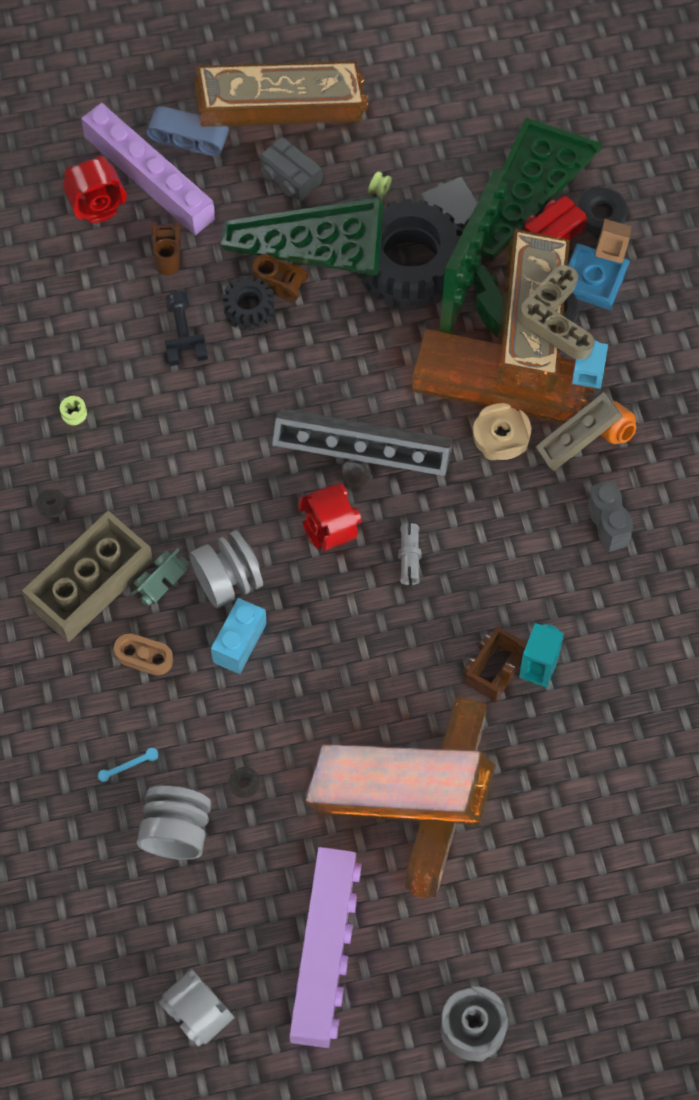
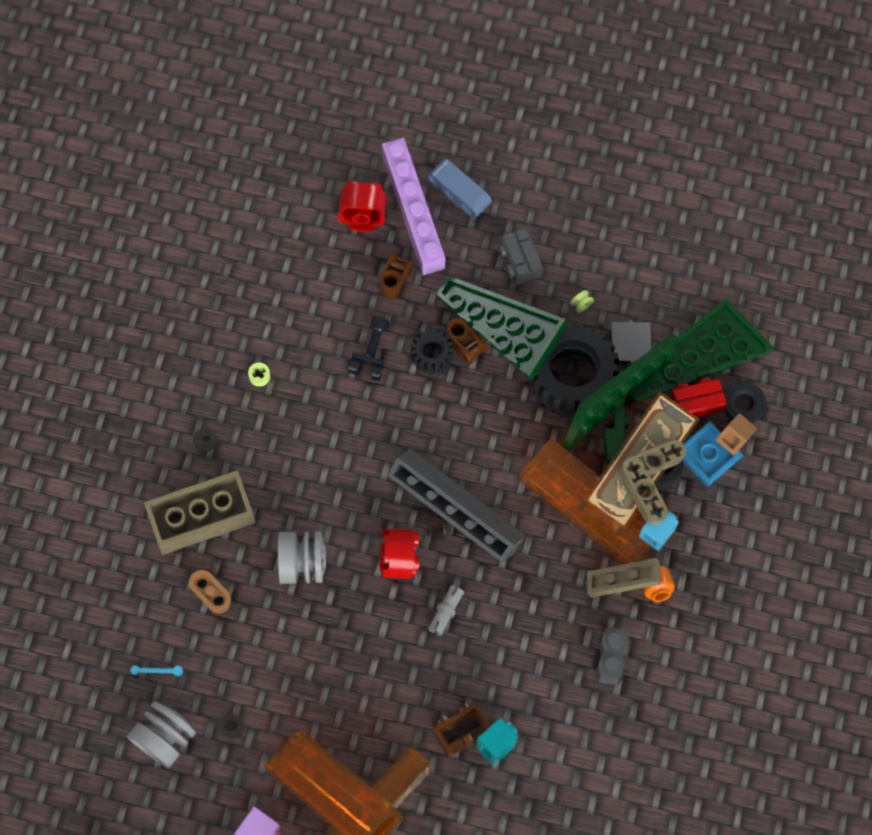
camera: 25 degrees right, 5 degrees up
(151, 584) = (261, 532): sand green hinge -> none
(238, 636) = (285, 612): medium azure brick -> none
(279, 93) = (544, 191): brick -> none
(497, 446) = (575, 558): tan plate -> none

